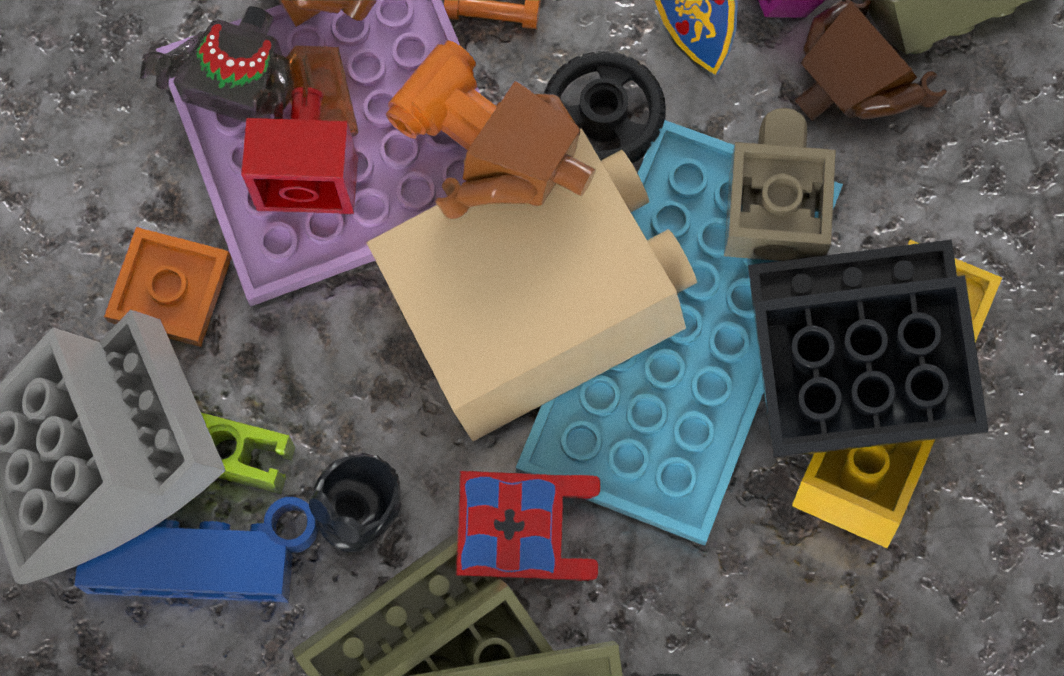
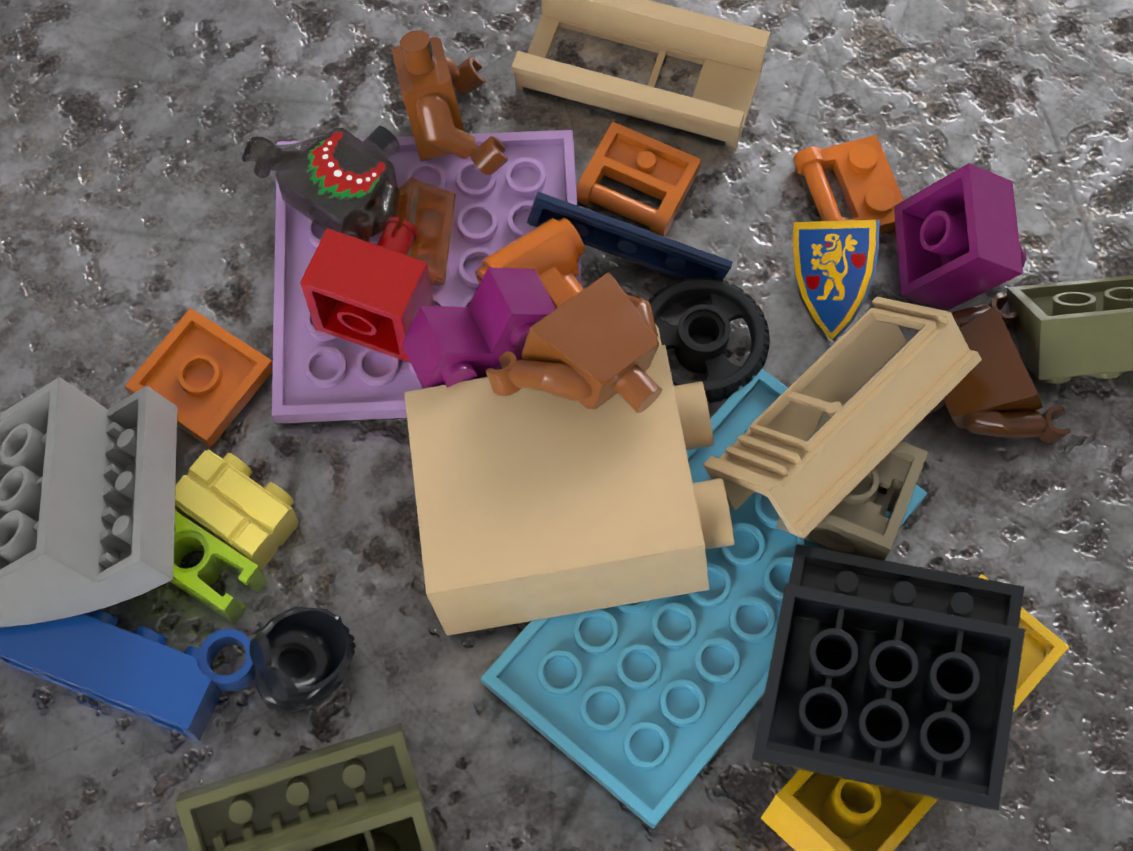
camera: 15 degrees right, 5 degrees down
(247, 391) = (235, 507): none -> light yellow brick
(409, 178) = (463, 342): none -> magenta brick
(509, 41) = (630, 241): none -> dark blue slope
(515, 525) = (455, 738): red flag -> none
(746, 204) = (815, 475): none -> tan piece

